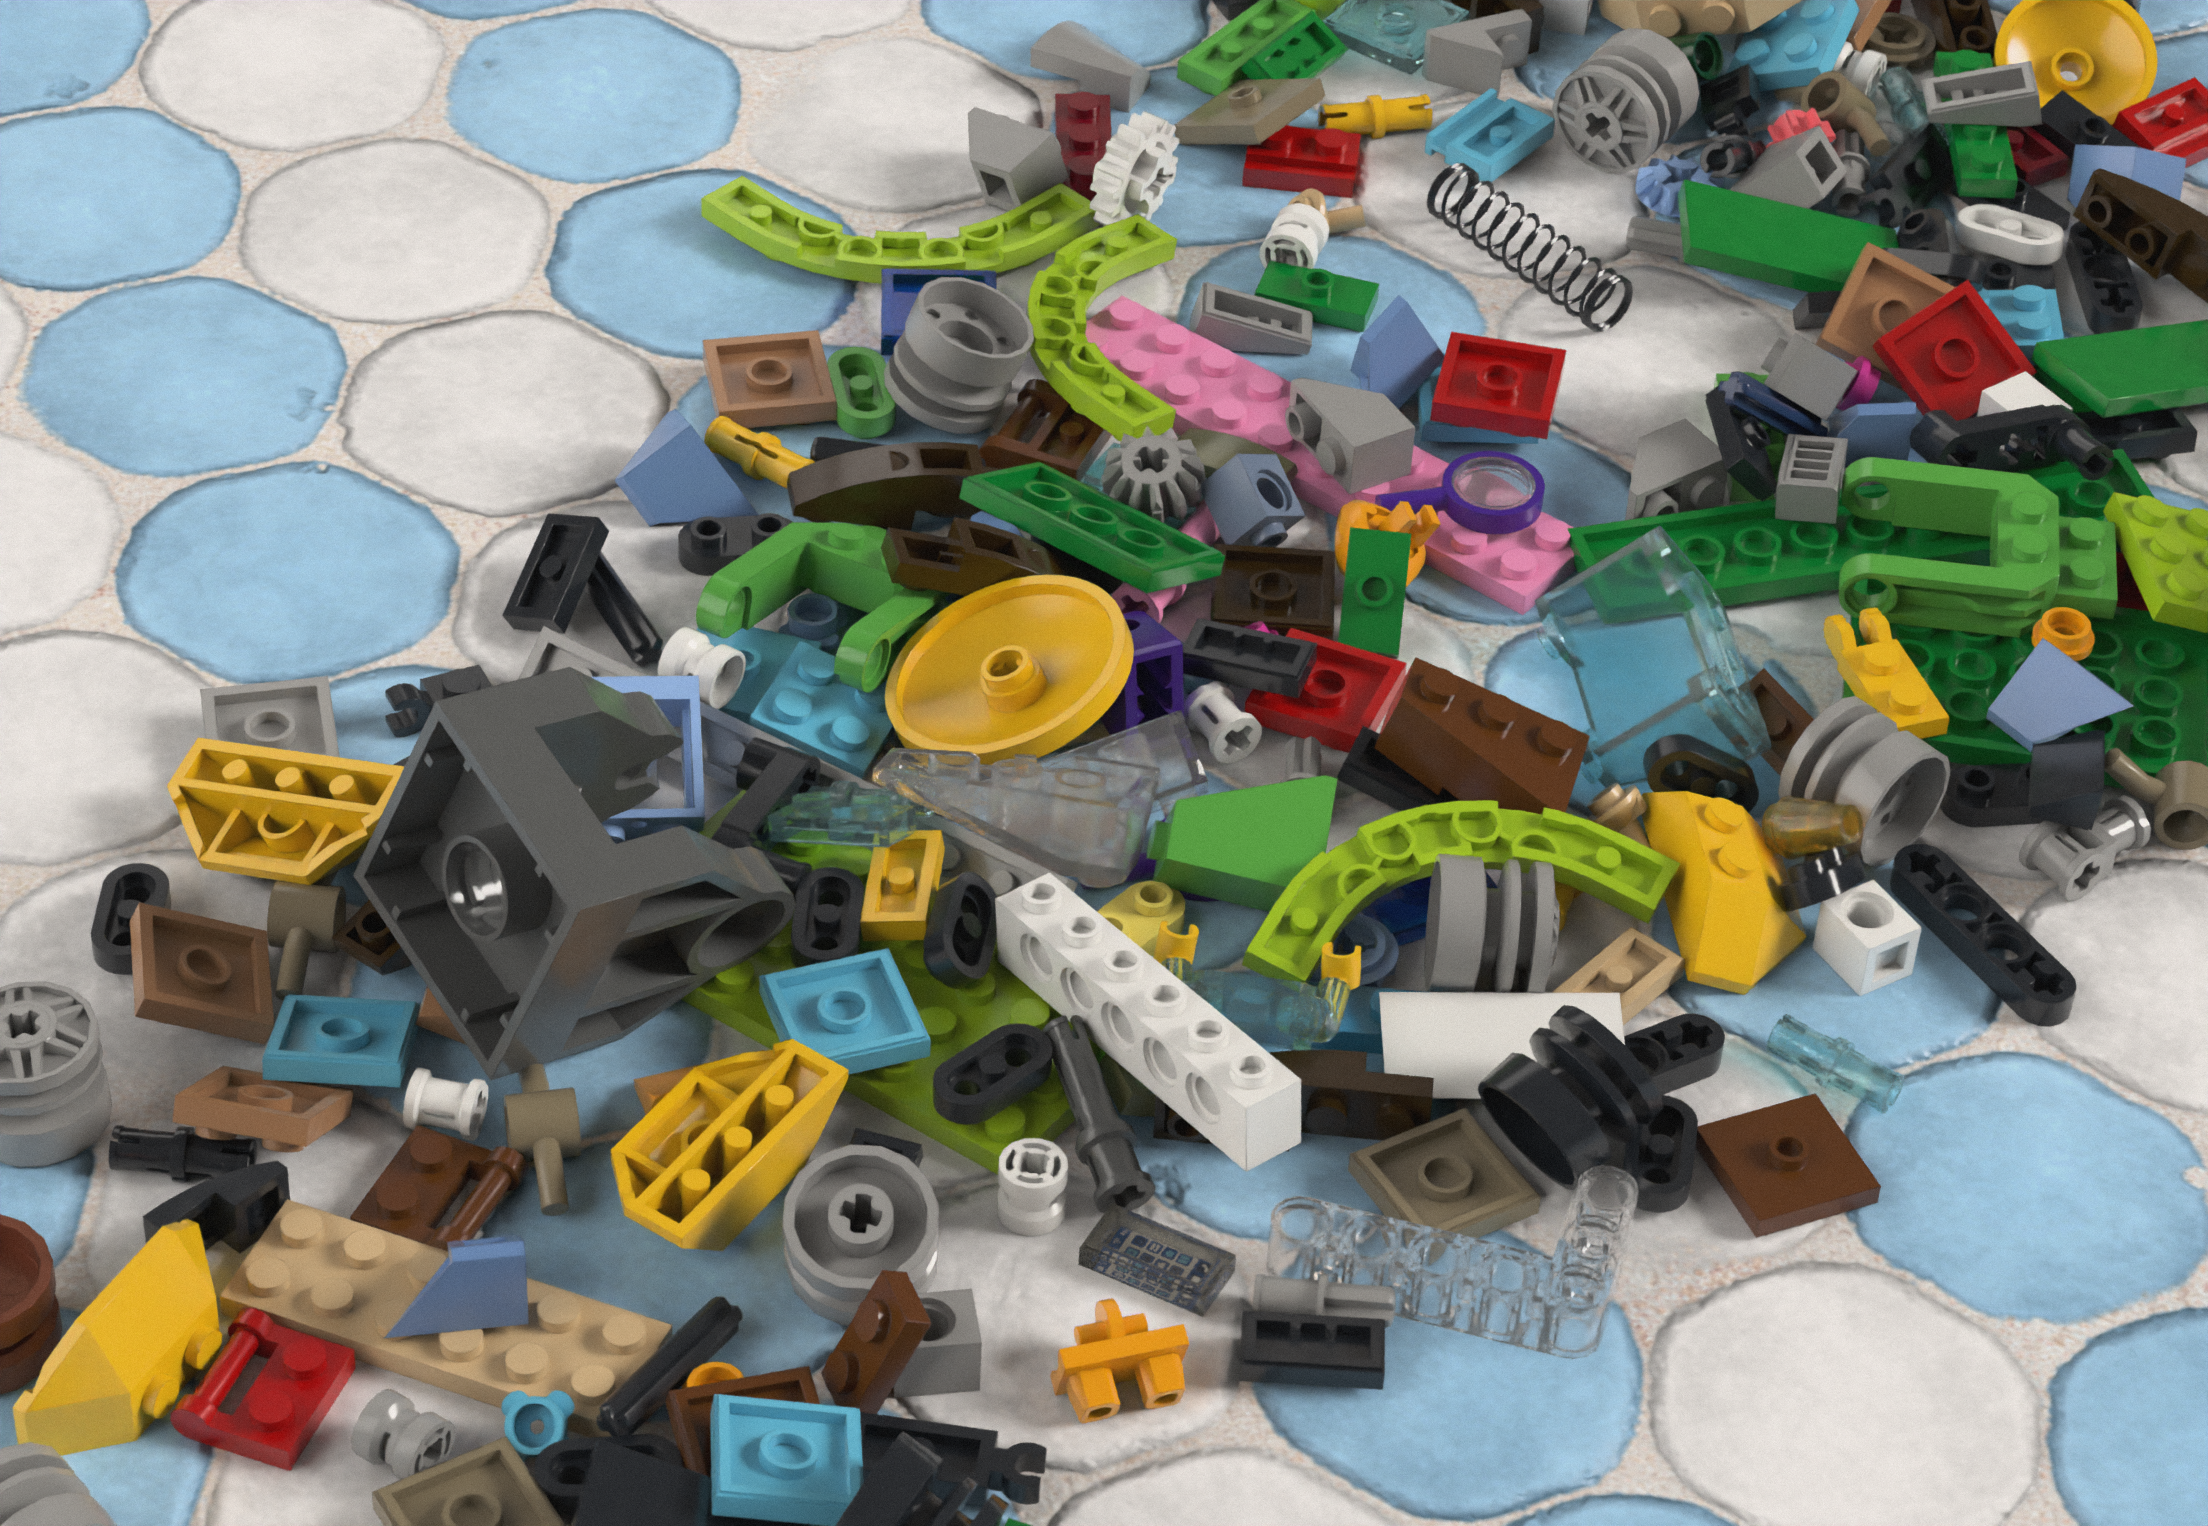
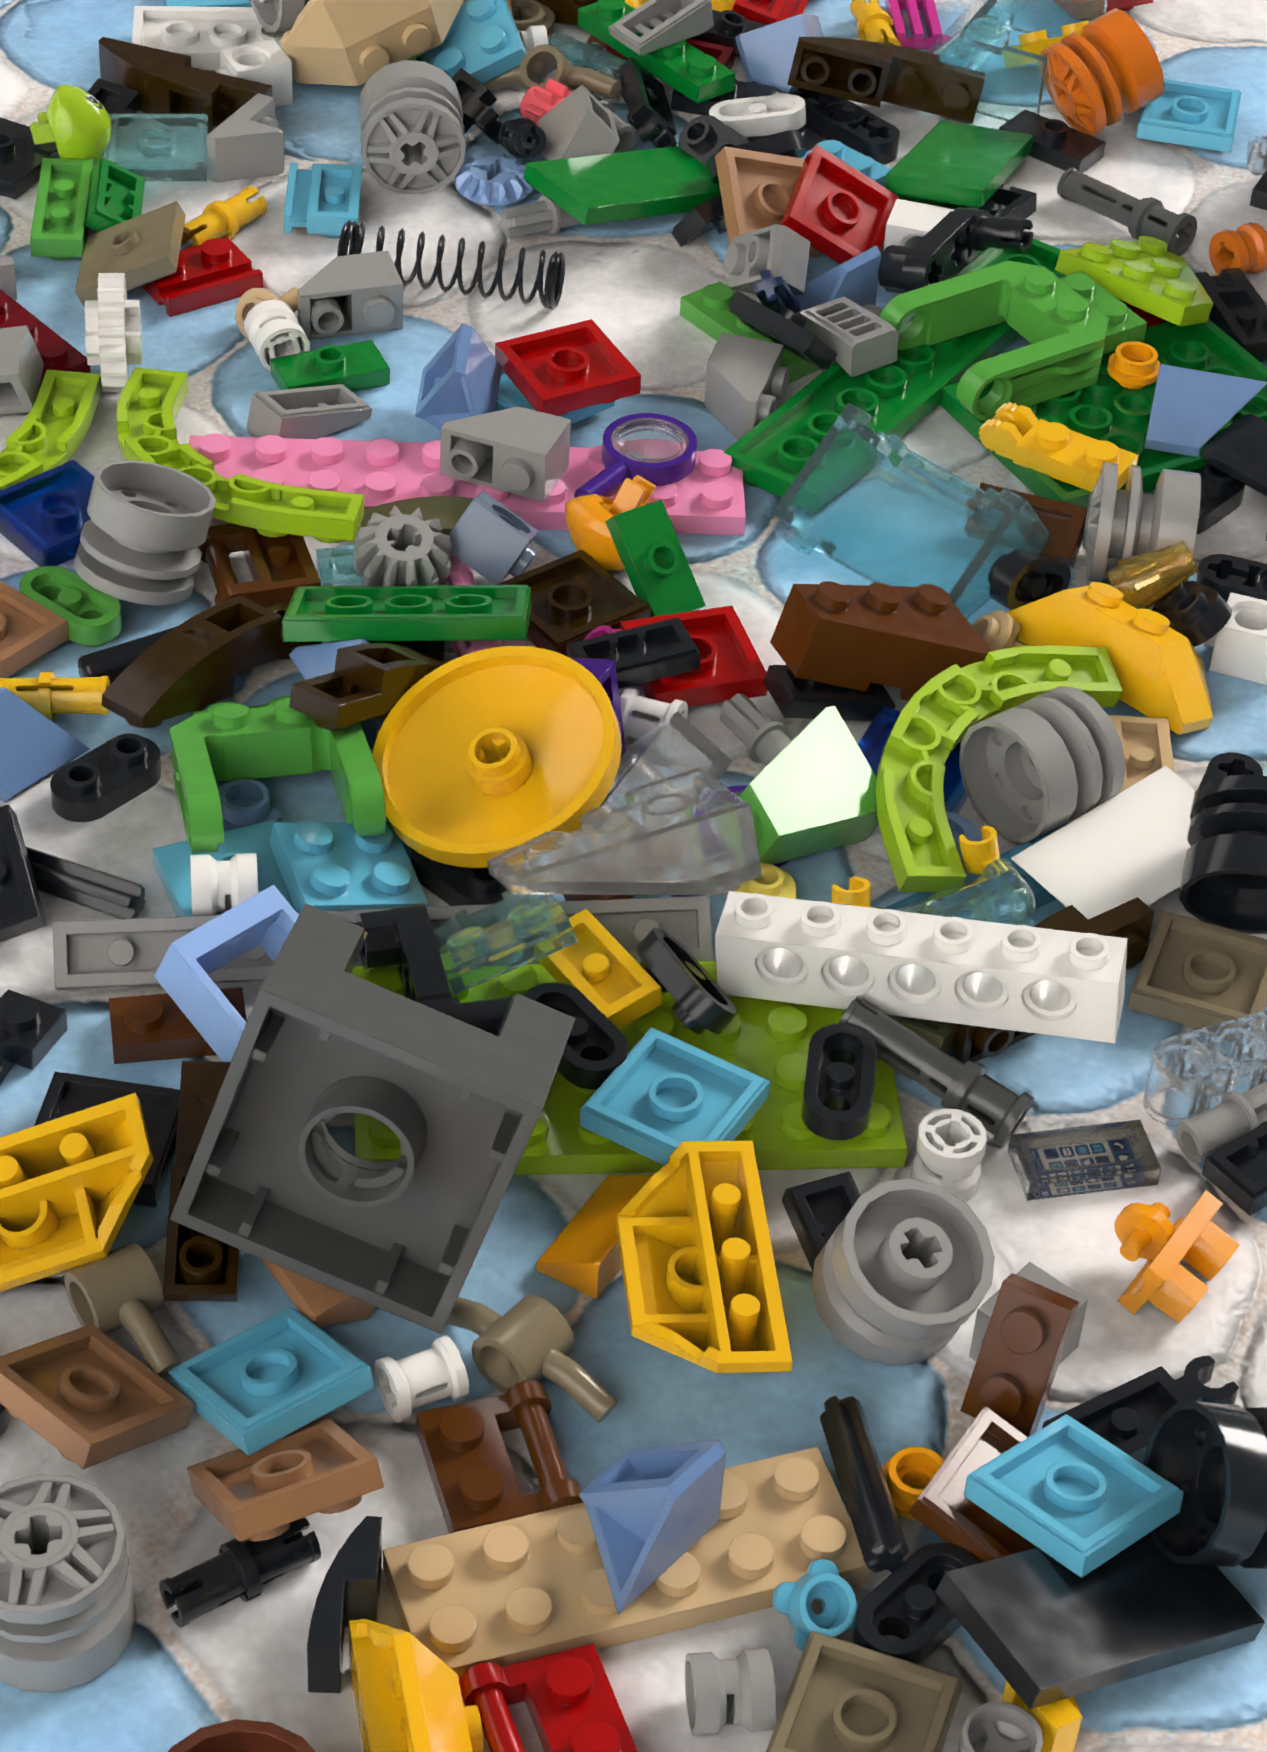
camera: 40 degrees left, 0 degrees up
(1400, 236) = (352, 297): none -> light grey slope

